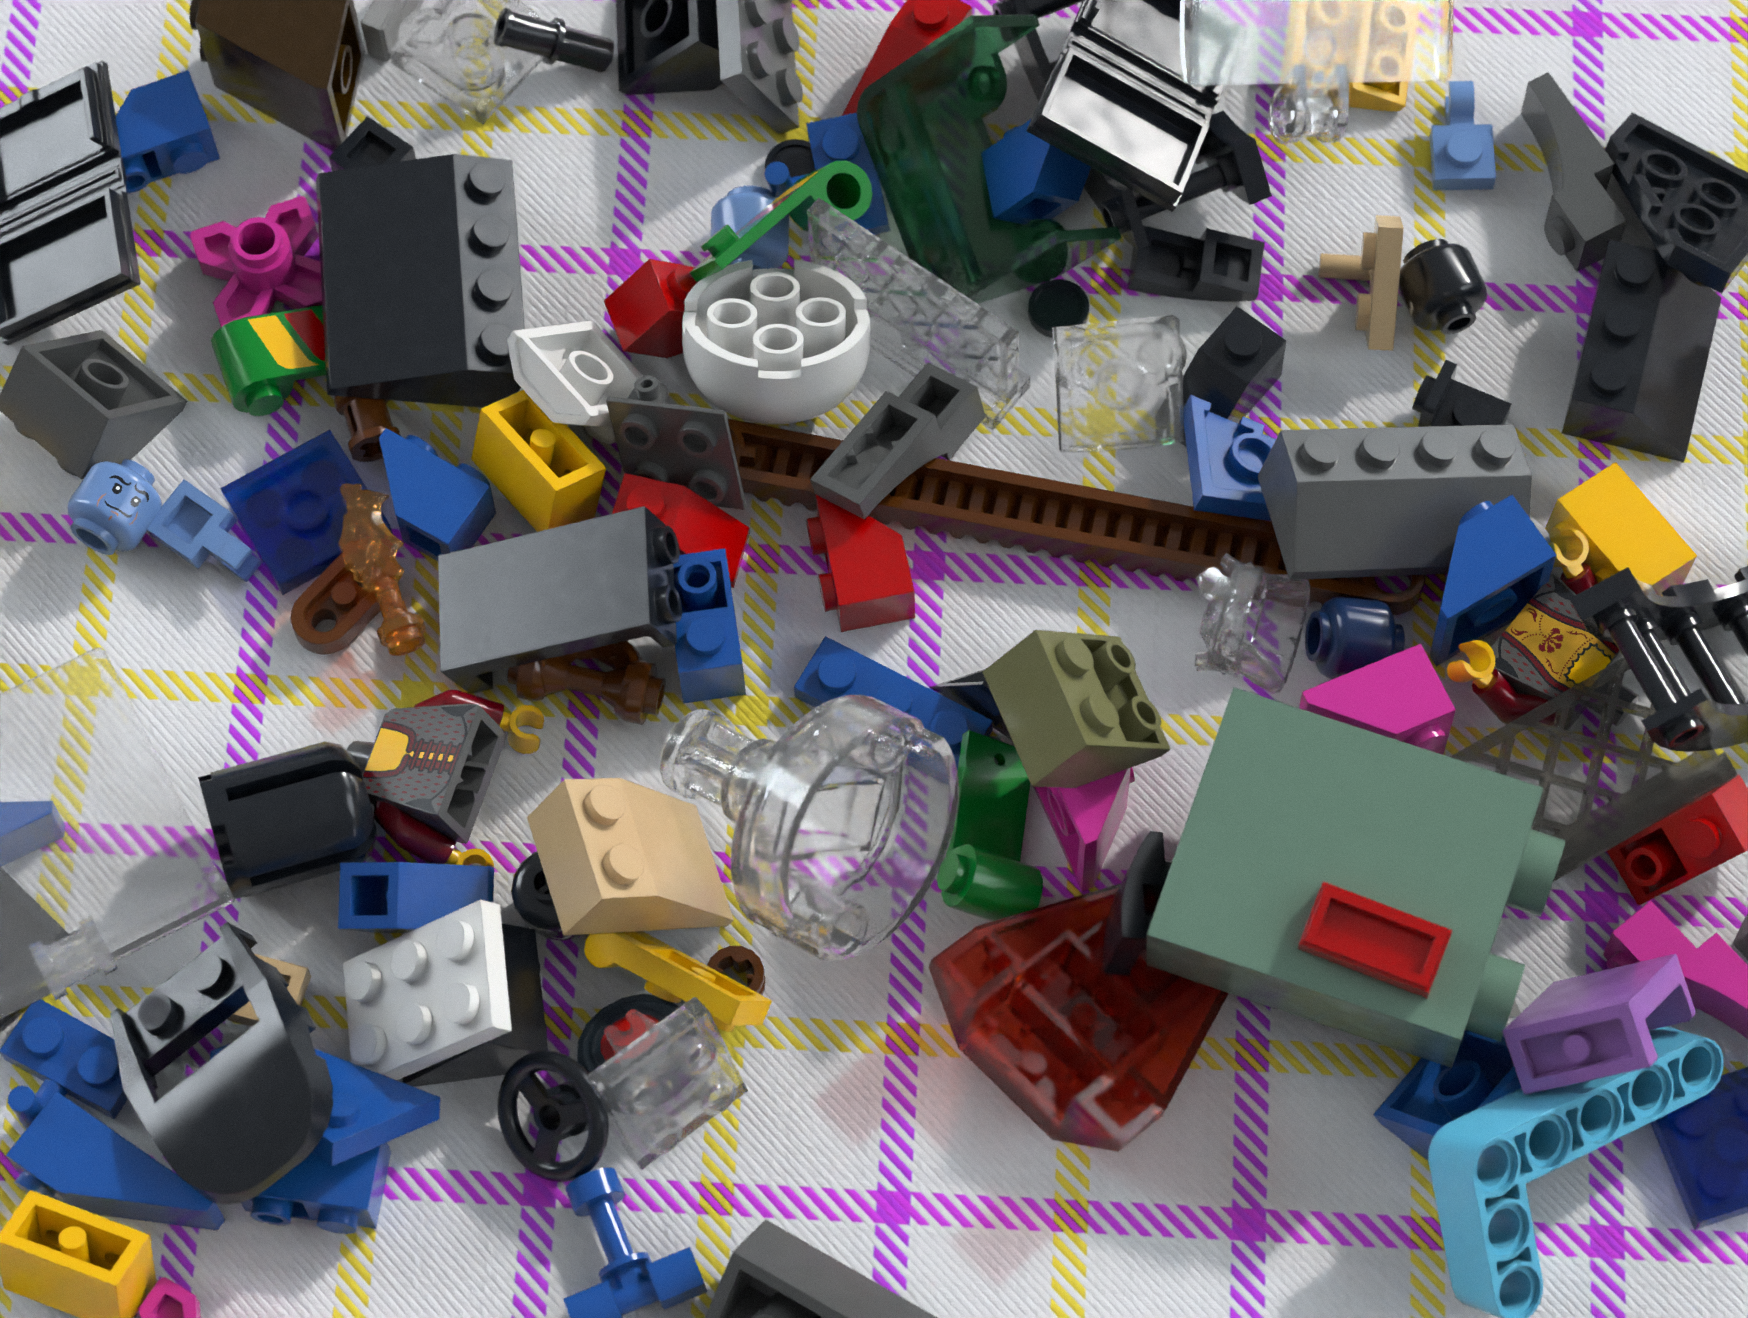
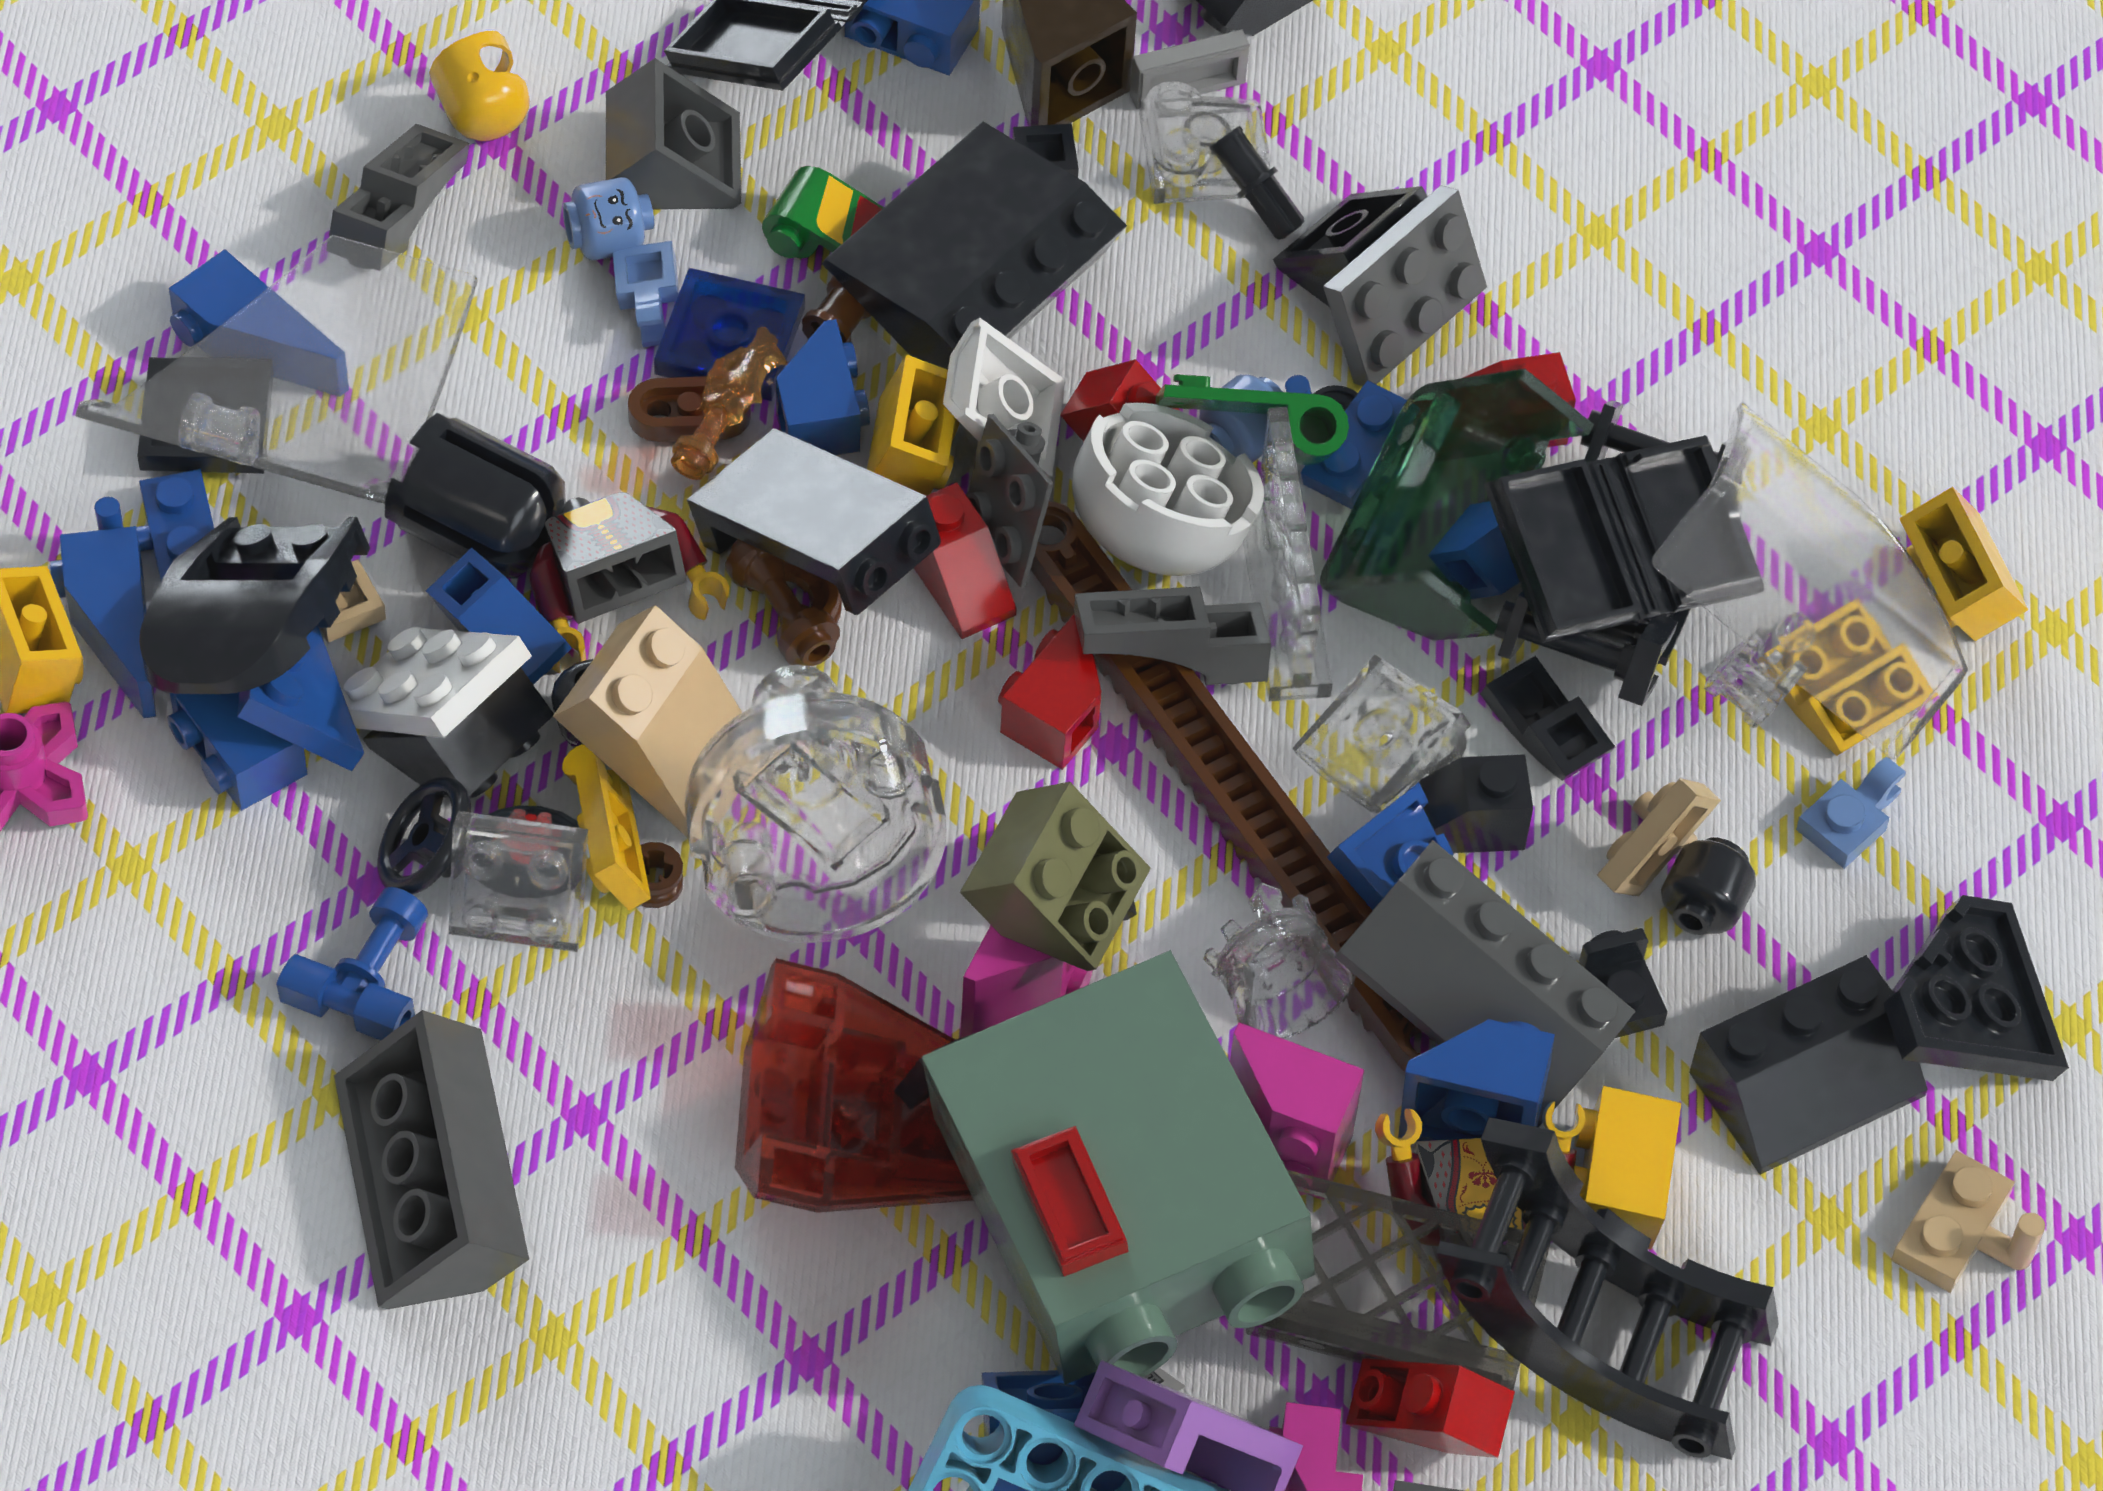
camera: 40 degrees right, 10 degrees down
(262, 261) = (886, 150): dark pink plant -> none
(707, 633) = (898, 635): blue slope -> none
(843, 672) = (968, 789): blue plate -> none
(985, 849) = (917, 948): green door -> none
(1057, 305) = (1416, 658): black piece -> none
(1351, 635) = (1357, 1040): dark blue head -> none
(1580, 209) = (1907, 907): dark grey slope -> none

